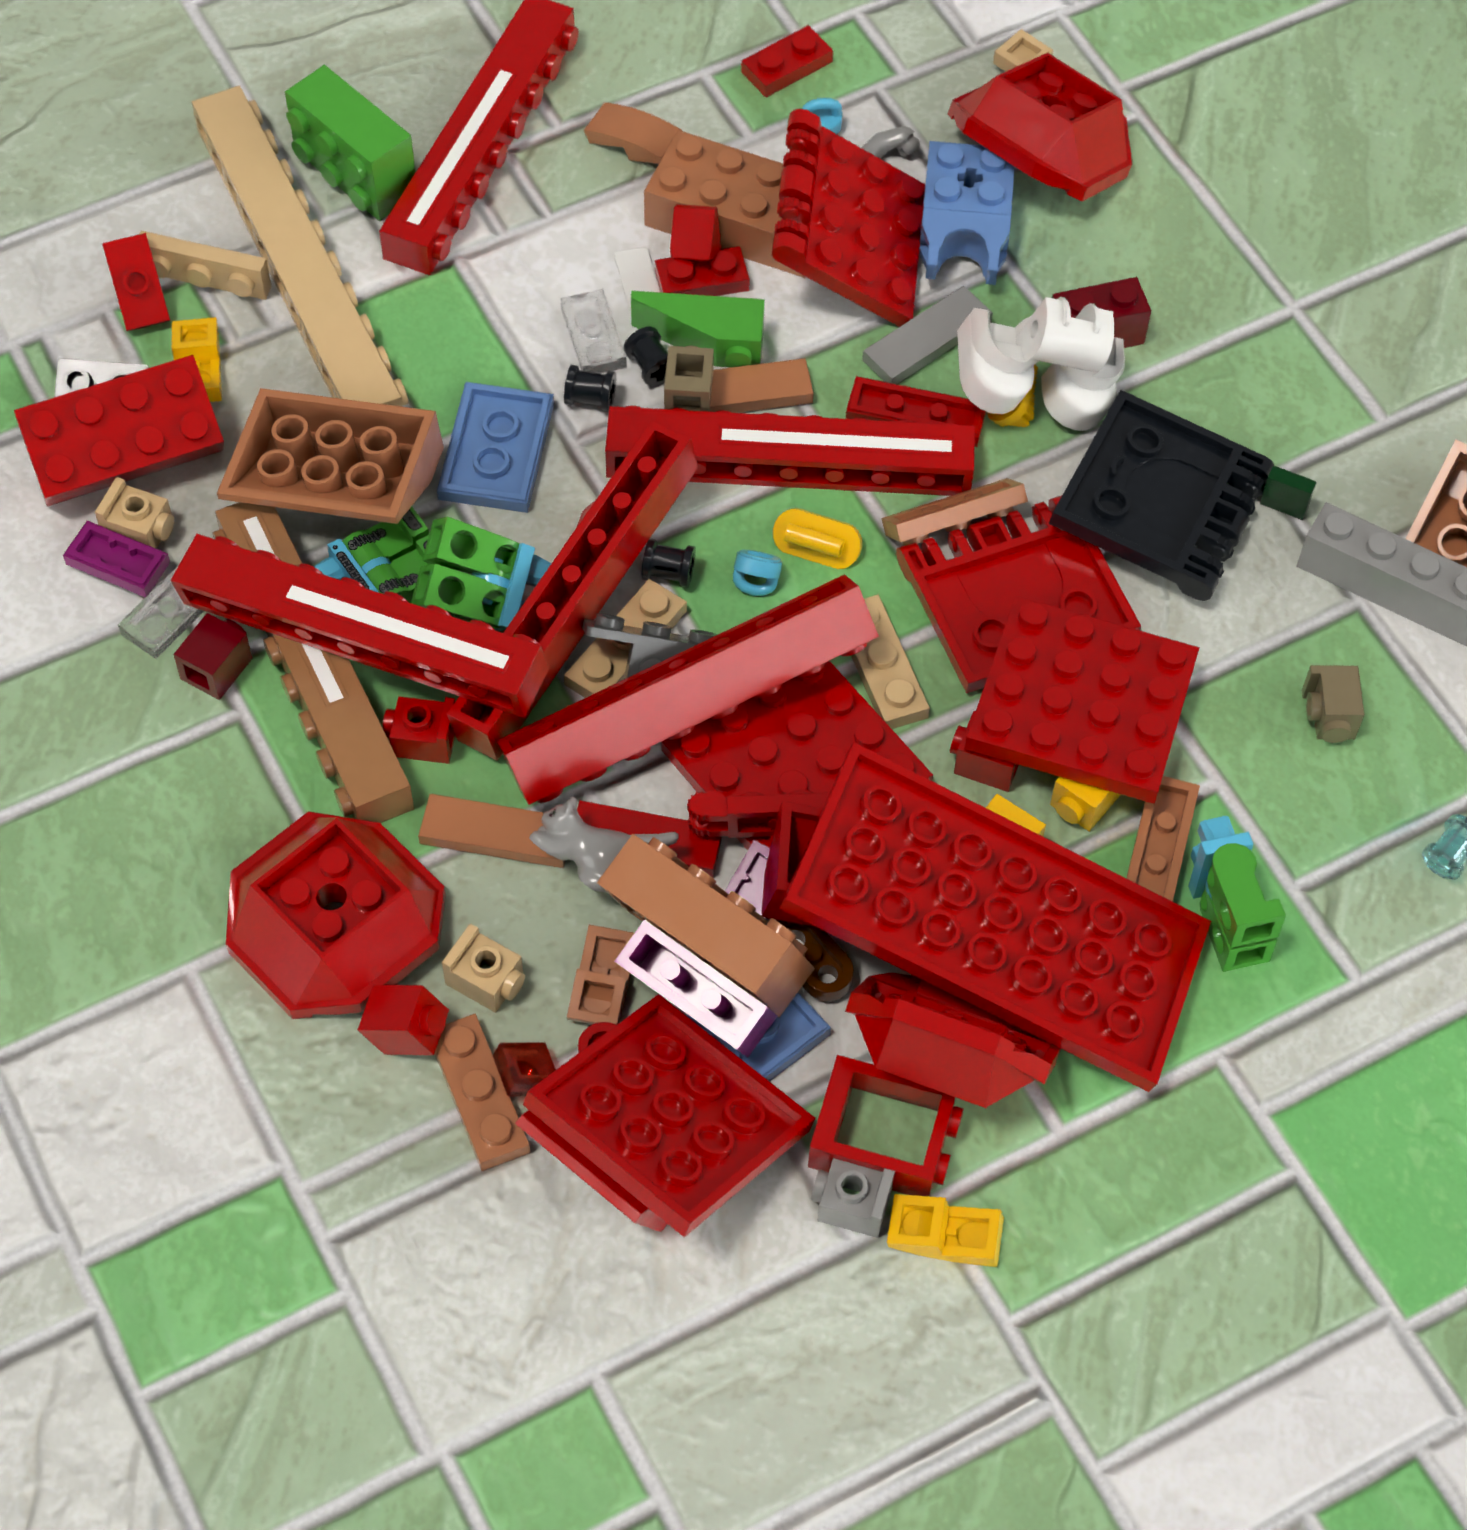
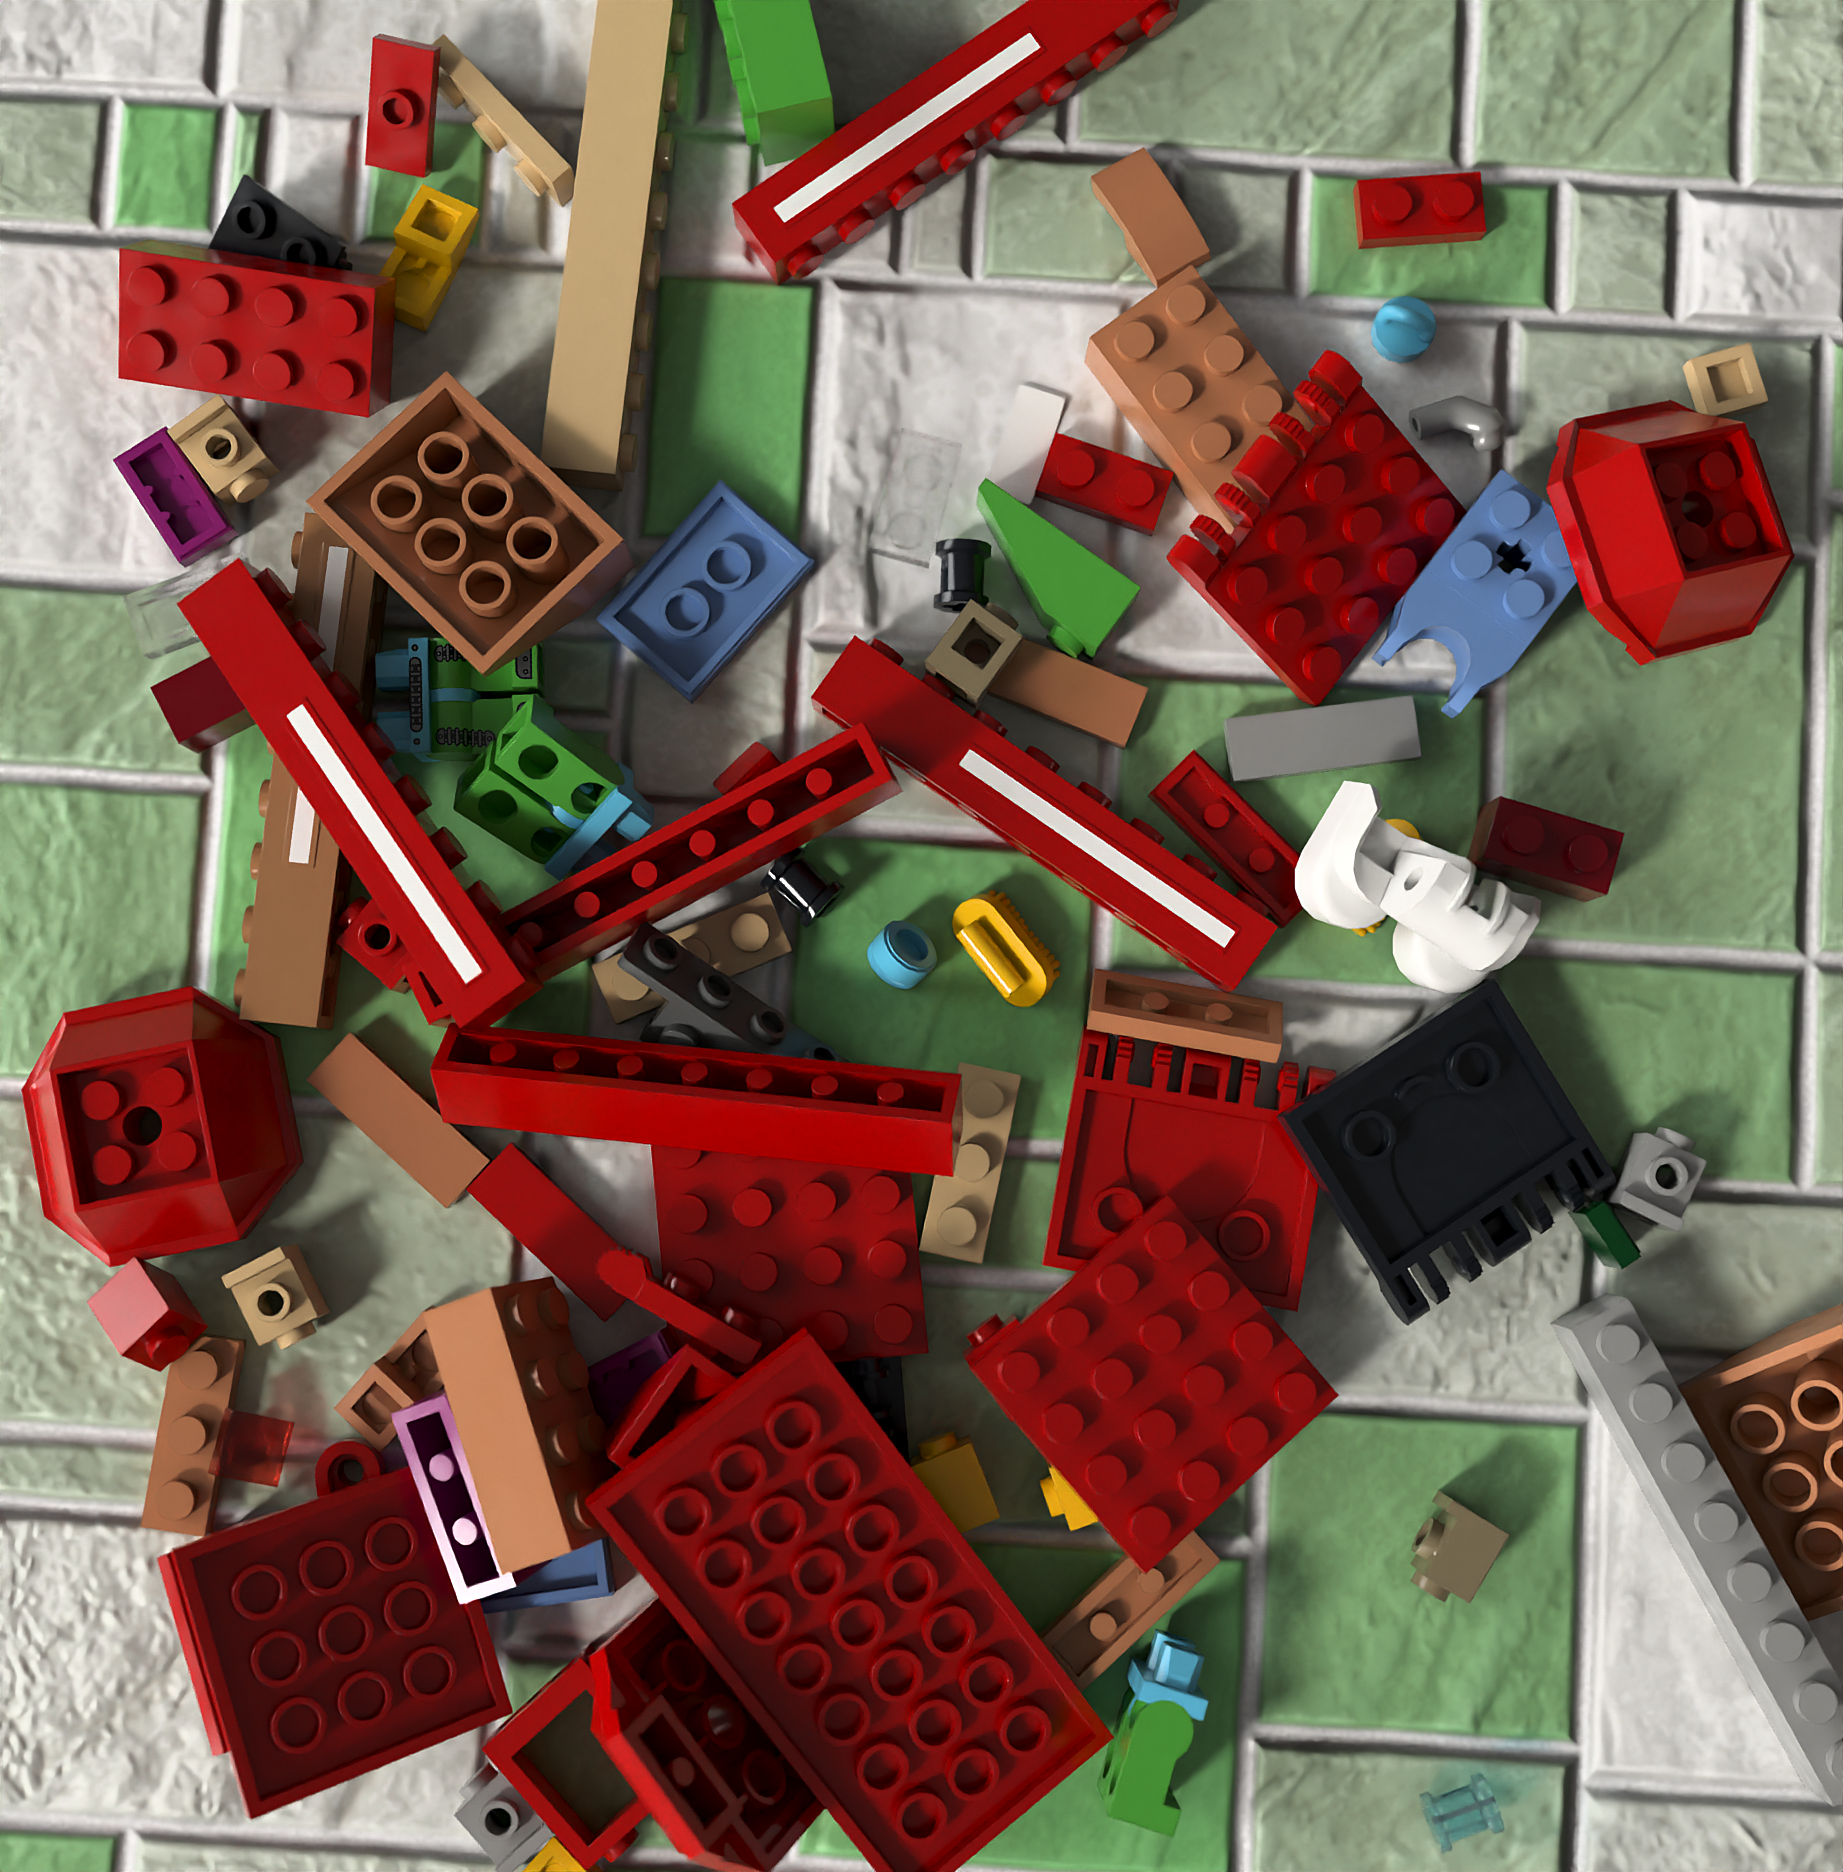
camera: 30 degrees right, 25 degrees up
(589, 388) = (861, 579): black bush -> none
(592, 848) = (474, 1239): light grey animal -> none
(695, 232) = (1118, 434): red slope -> none
(1296, 443) = (1636, 1182): none -> light grey brick

